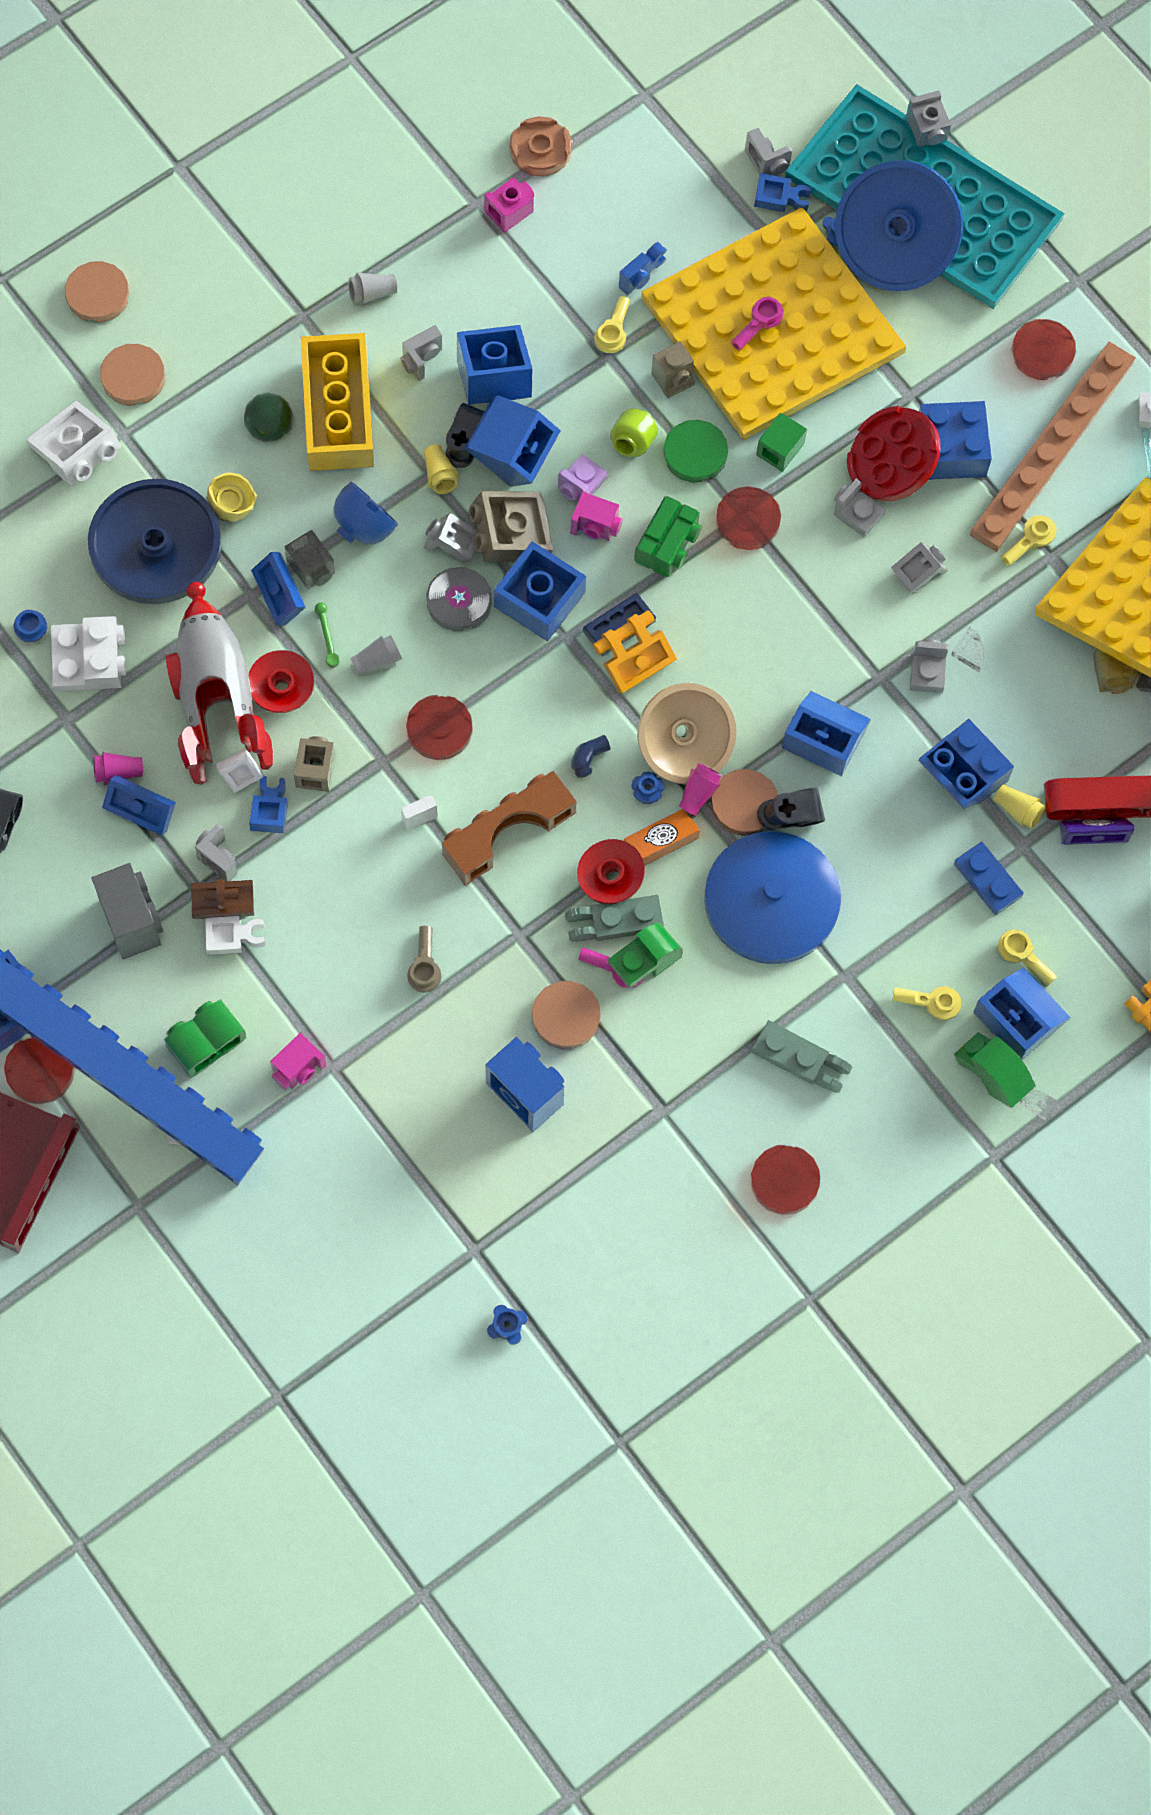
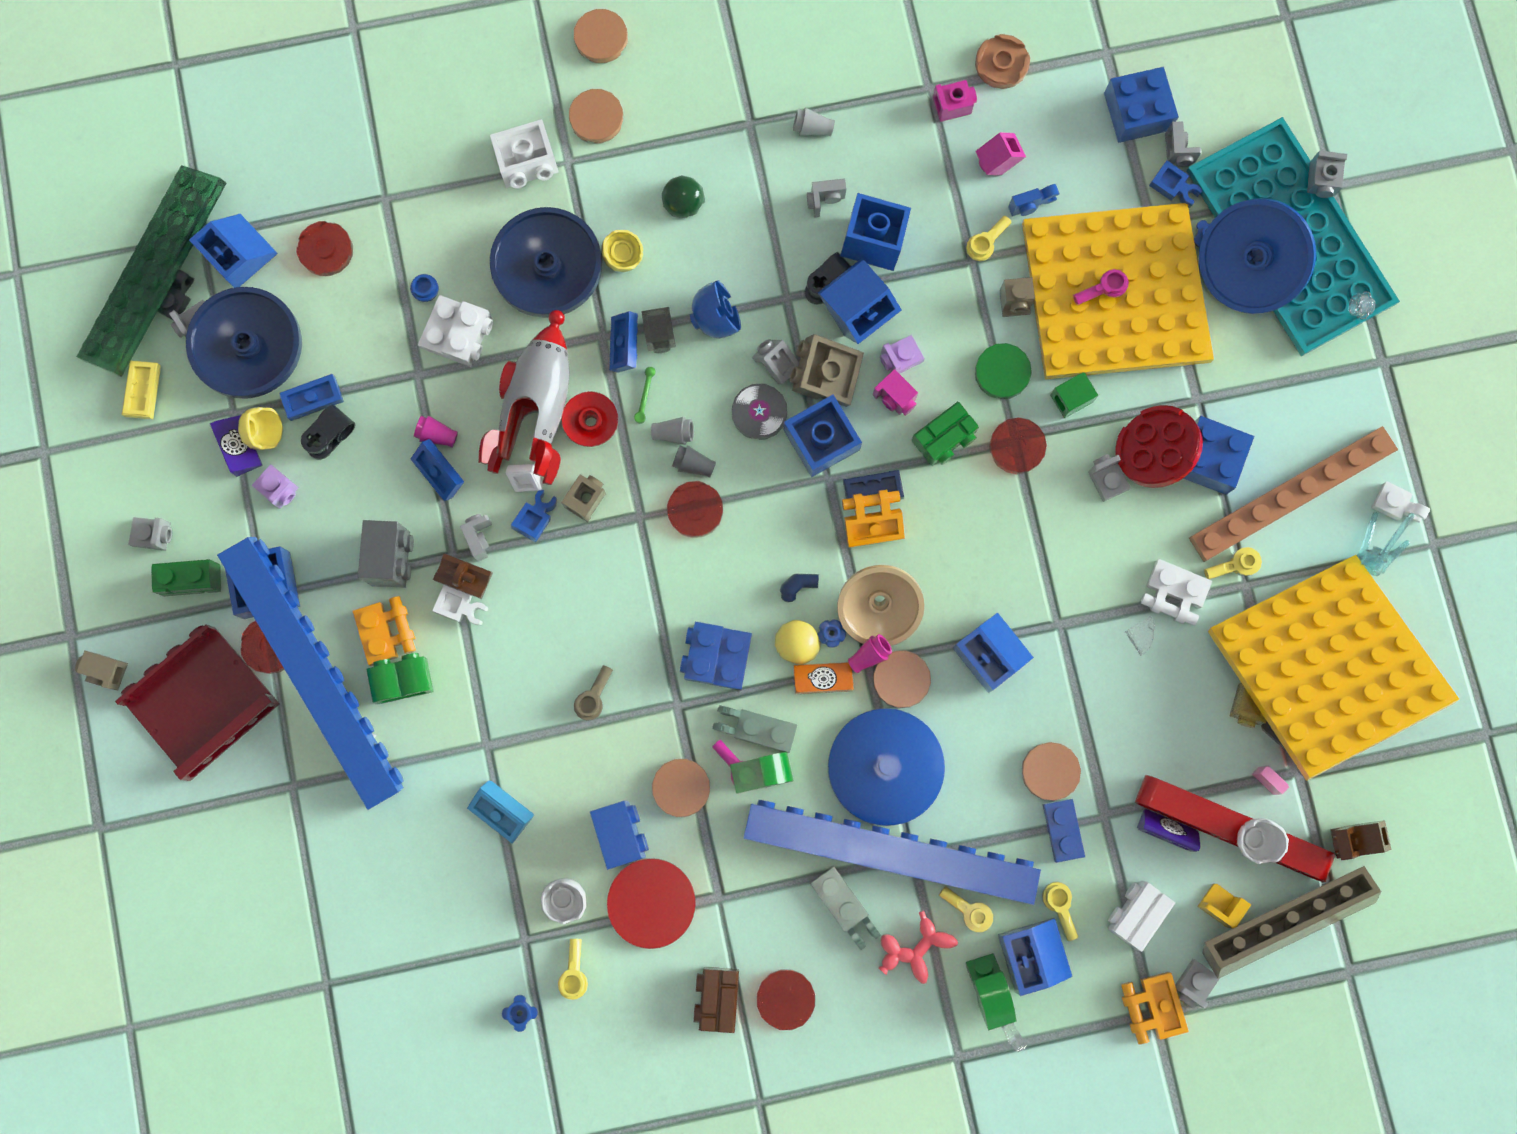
camera: 30 degrees right, 10 degrees up
(153, 1004) = (376, 633): none -> light orange plate
(296, 1063) = (458, 732): dark pink brick -> none
(337, 402) = (739, 208): yellow brick -> none
(381, 1128) = (500, 811): none -> dark azure slope
(413, 678) = (693, 462): none -> dark grey cone
(419, 812) = (644, 573): white tile -> none
(441, 473) = (793, 301): light yellow cone -> none
(498, 1182) = (563, 900): none -> white hair
(536, 864) = (716, 655): none -> blue plate
(542, 803) = (671, 621): dark orange arch -> none
(549, 1265) = (573, 982): none -> light yellow plate
(585, 236) = (1000, 154): none -> dark pink brick
(593, 1146) = (651, 903): none -> red tile
(608, 857) = (761, 678): red dish -> none
(616, 812) = (797, 642): none -> light yellow hair
(633, 433) = (960, 335): lime head -> none
(705, 129) = (1140, 104): none -> blue brick
(714, 1209) = (718, 999): none -> reddish brown brick
(792, 810) = (936, 706): black piece -> none
(820, 978) = (892, 853): none -> brick
(898, 1072) = (914, 956): none -> coral piece
(920, 566) = (1135, 548): light grey bracket -> none
(928, 666) = (1101, 634): light grey bracket -> none
(944, 826) = (1051, 771): none -> nougat tile
(967, 765) = (1089, 734): blue slope -> none
(983, 584) = (1179, 584): none -> white plate
(1020, 806) = (1117, 784): light yellow cone -> none
(1028, 231) = (1361, 305): none -> clear plate
(1043, 349) = (1326, 408): clear red tile -> none
(1108, 924) = (1140, 915): none -> white brick

